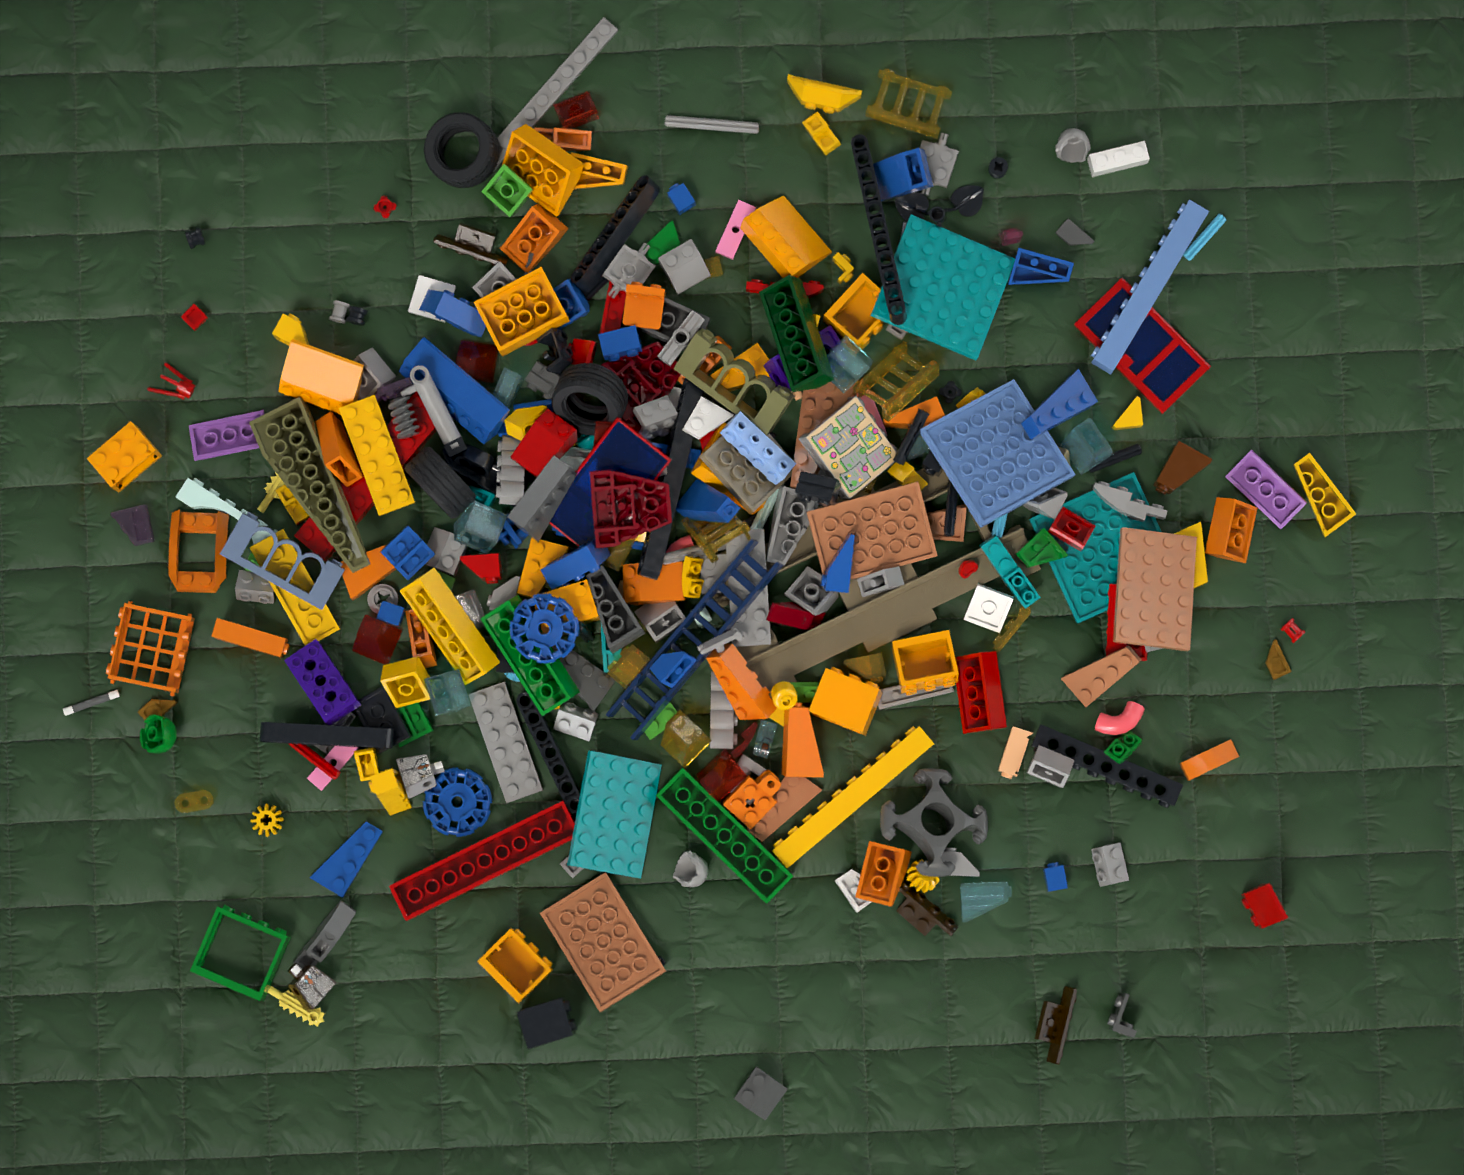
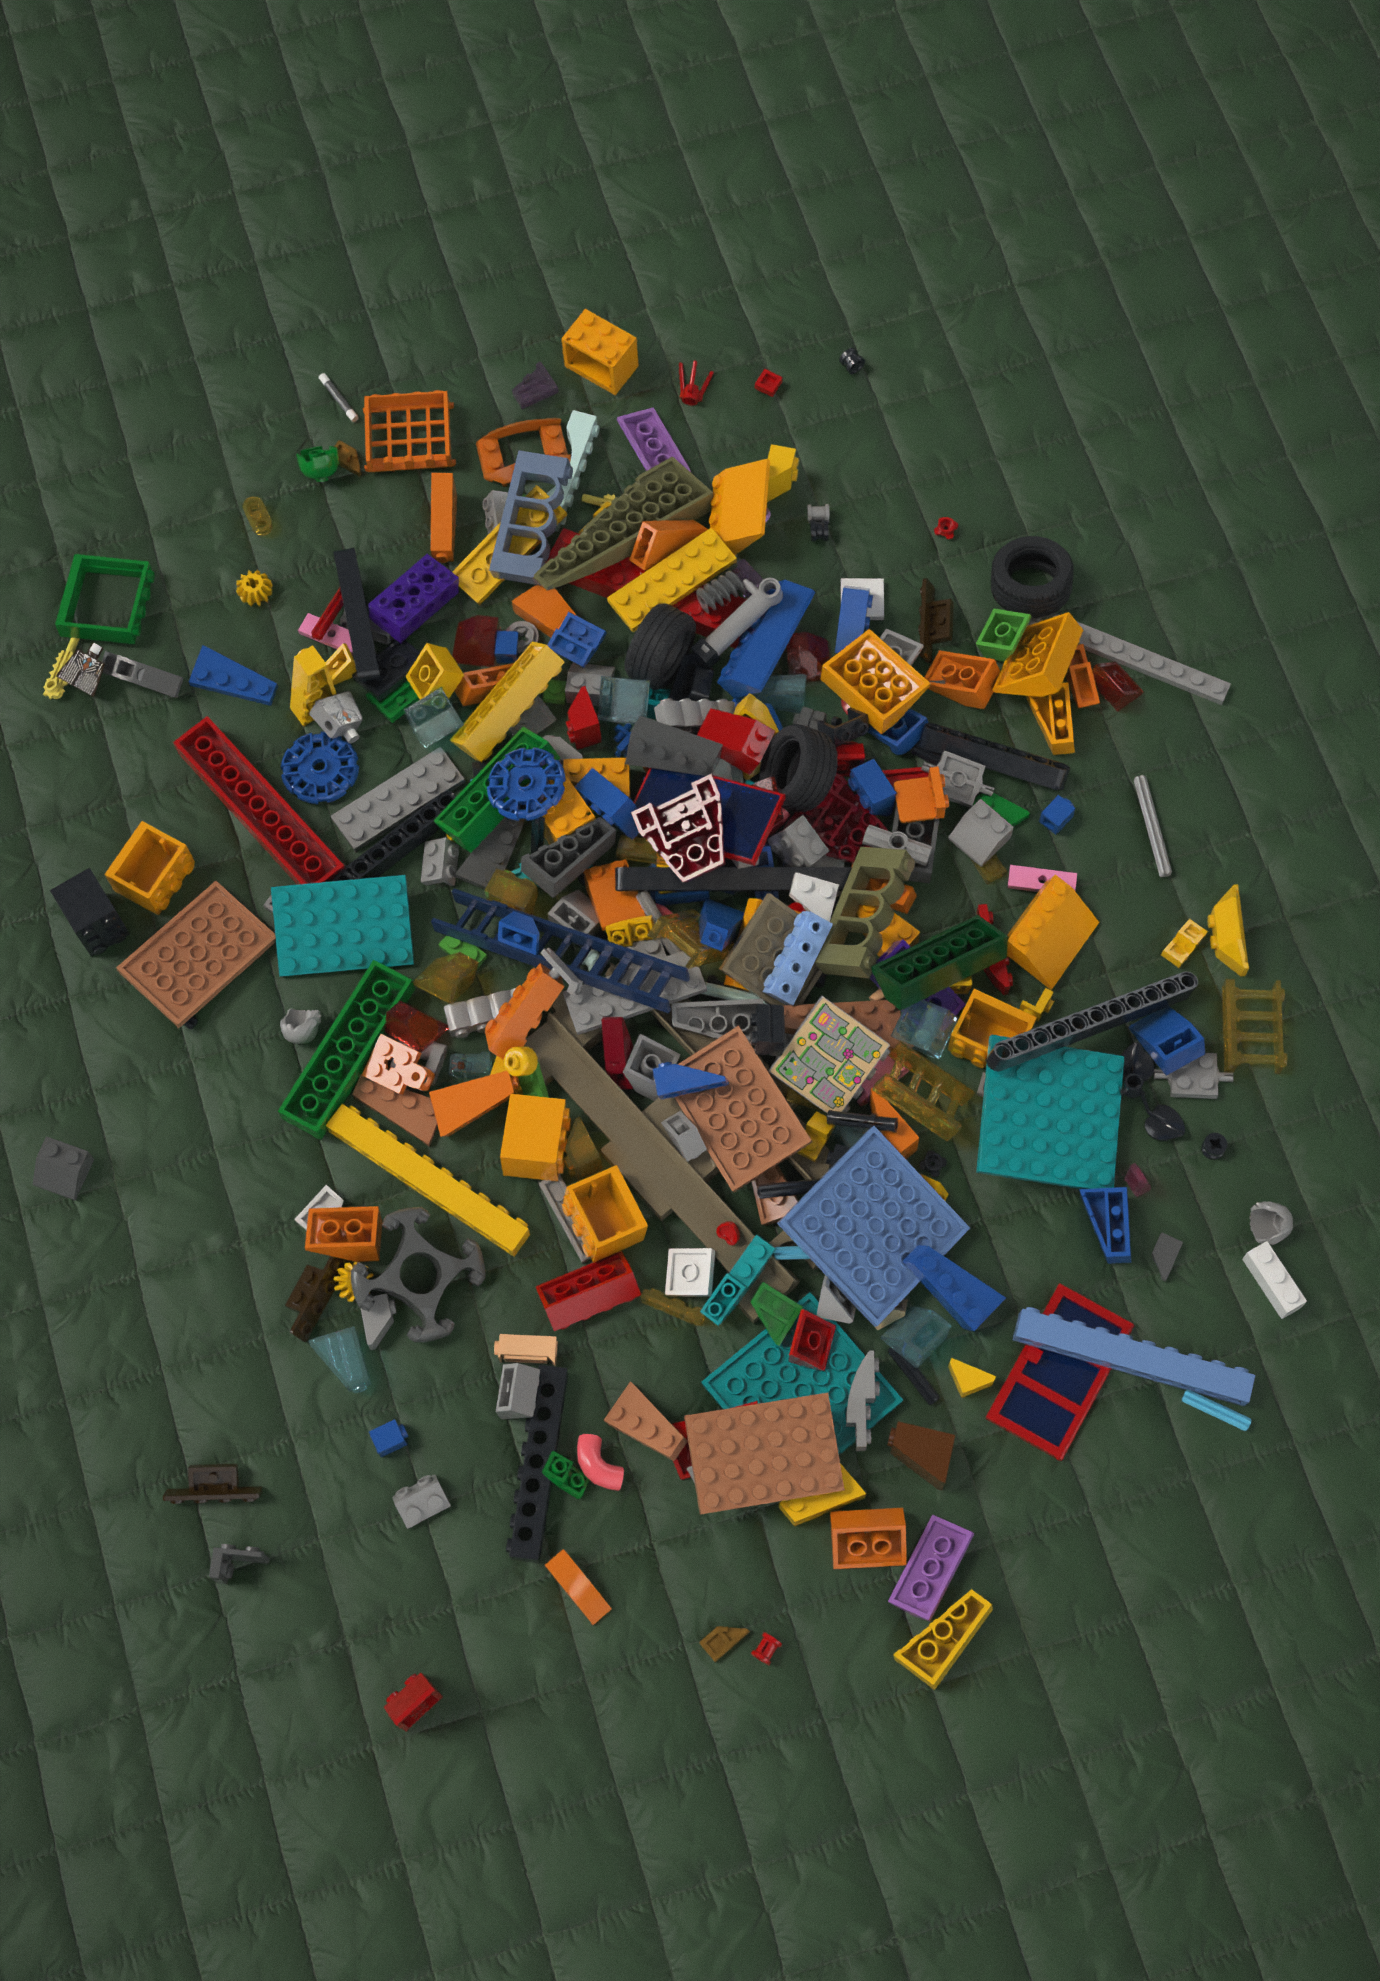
camera: 75 degrees right, 15 degrees down
(375, 373) = (764, 555): light grey slope -> none
(747, 736) = (463, 1043): clear red slope -> none

